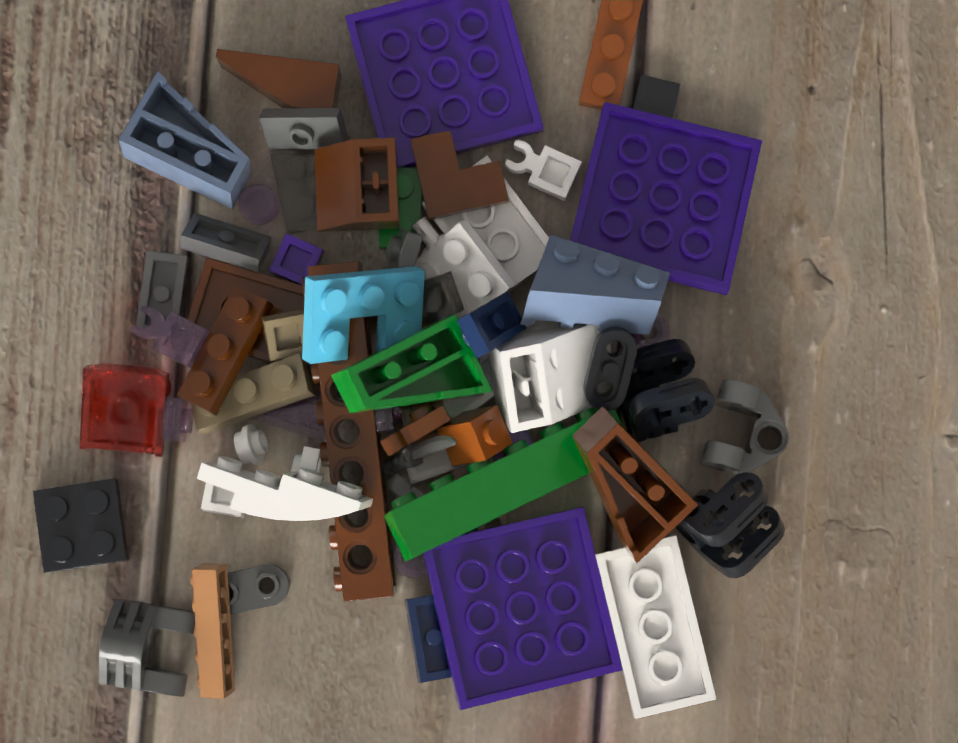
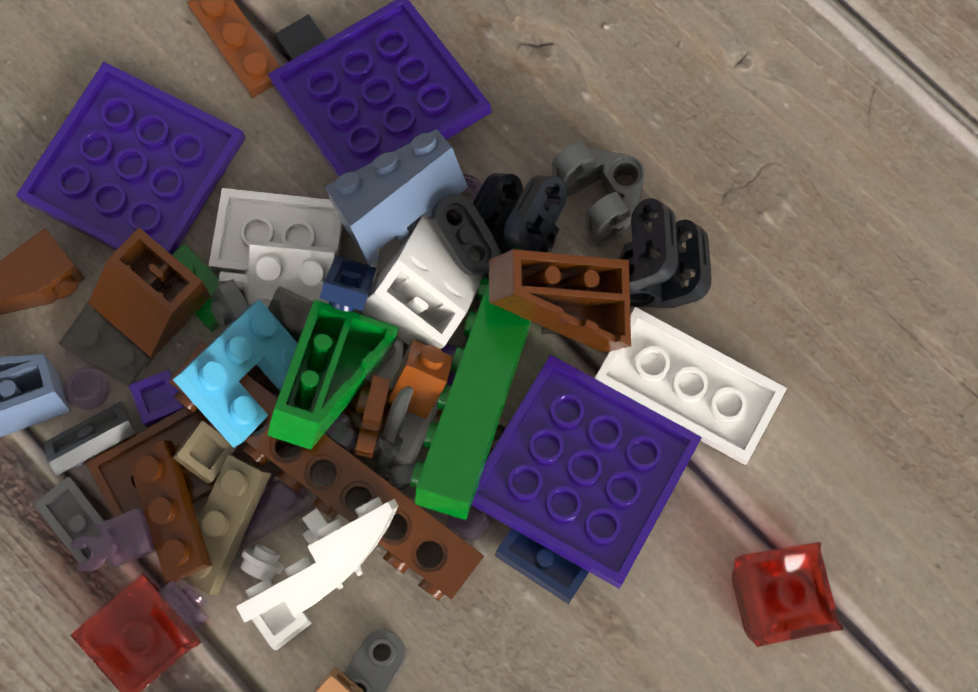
camera: 45 degrees left, 10 degrees down
(302, 127) = (62, 299): dark grey plate -> none
(452, 189) = (218, 234): reddish brown tile -> none
(550, 172) = (278, 155): white plate -> none

